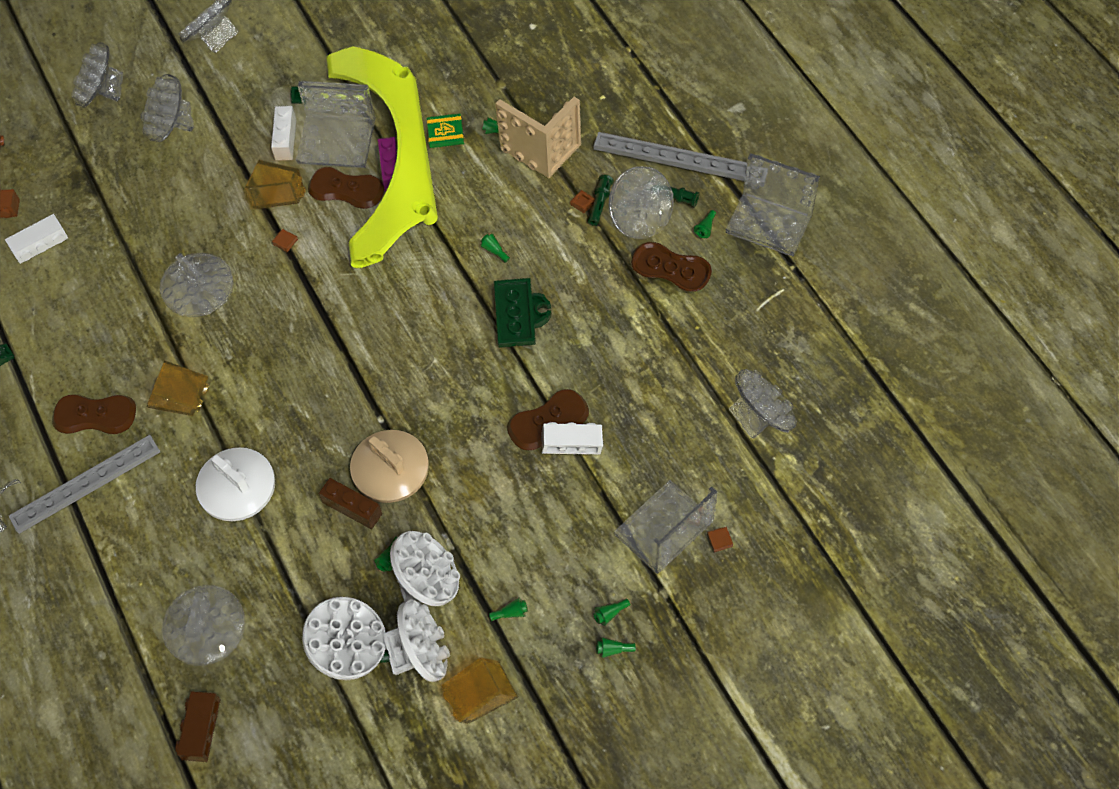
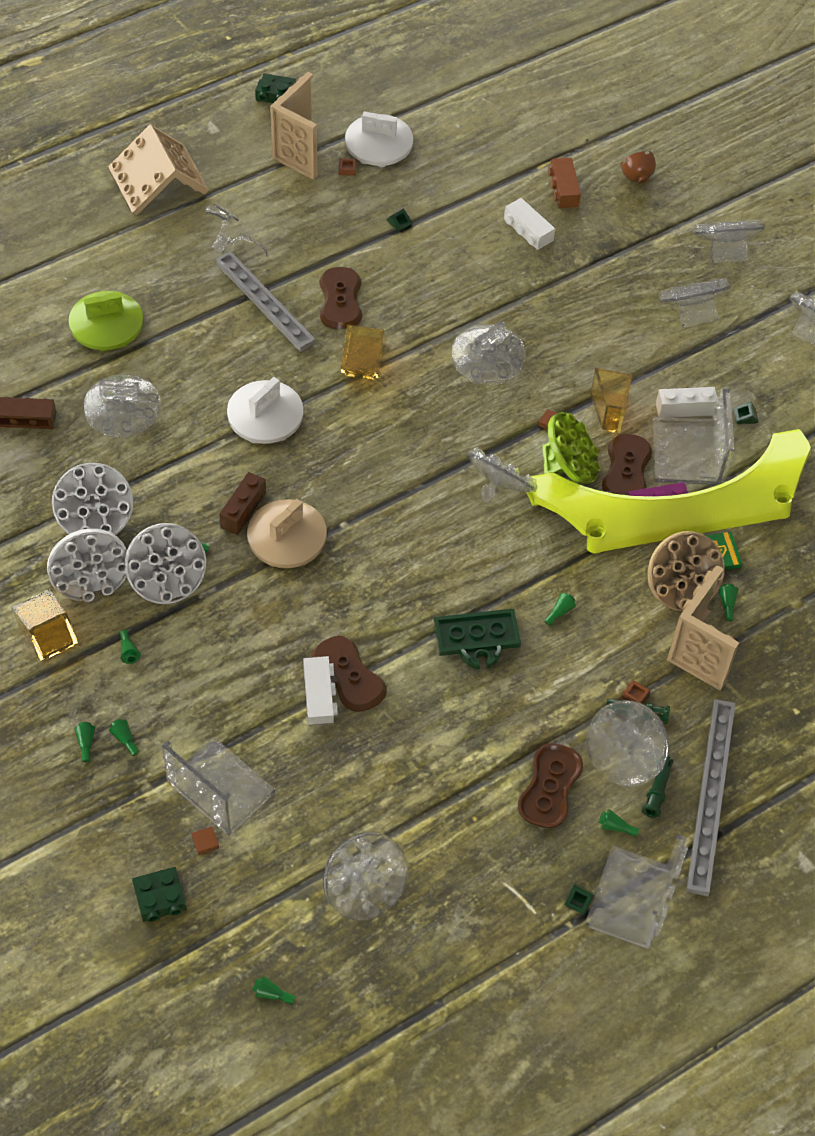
camera: 80 degrees right, 5 degrees down
(79, 646) = (106, 320): none -> lime bracket
(330, 225) = (570, 450): none -> lime bracket
(359, 276) = (499, 475): none -> clear bracket
(471, 148) = (680, 567): none -> tan bracket
(771, 256) = (579, 899): none -> dark green slope
(775, 577) = (159, 894): none -> dark green plate
(862, 488) = (267, 989): none -> green cone

